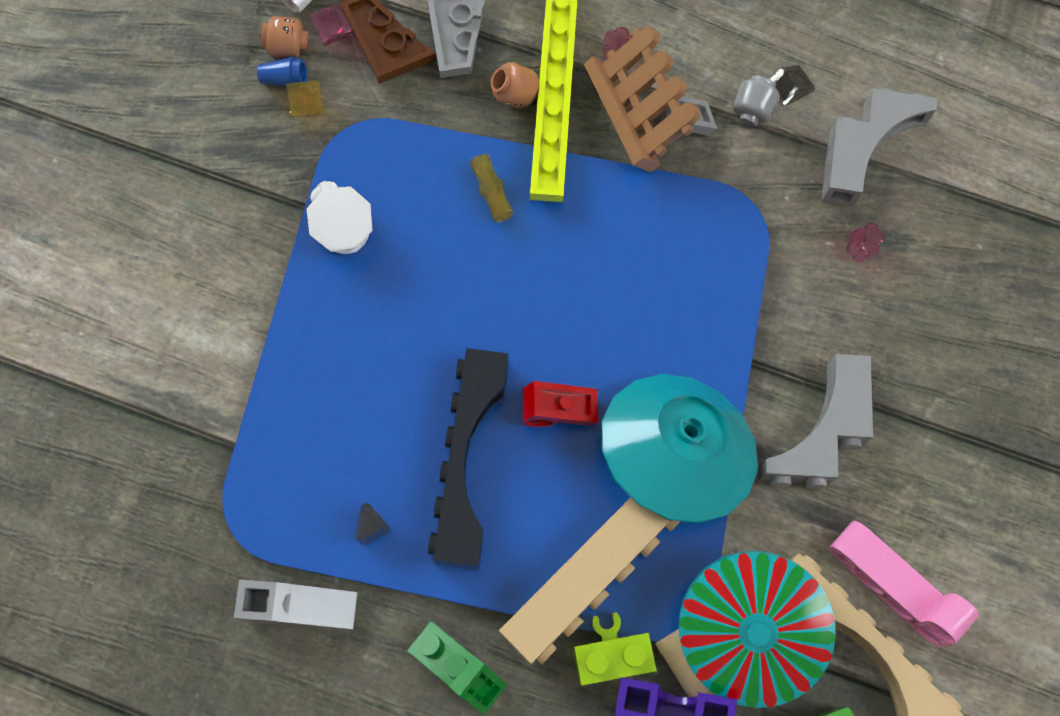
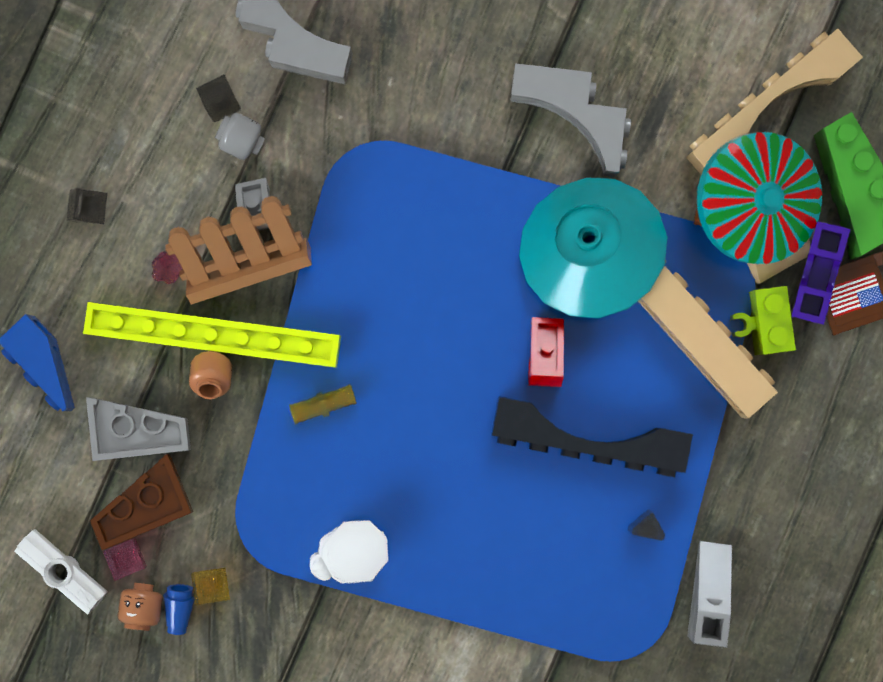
camera: 80 degrees left, 15 degrees up
(457, 668) = (770, 456): green bracket -> none
(865, 241) = (395, 50): clear pink plant -> none
(933, 615) = (721, 65): bright pink beam -> none

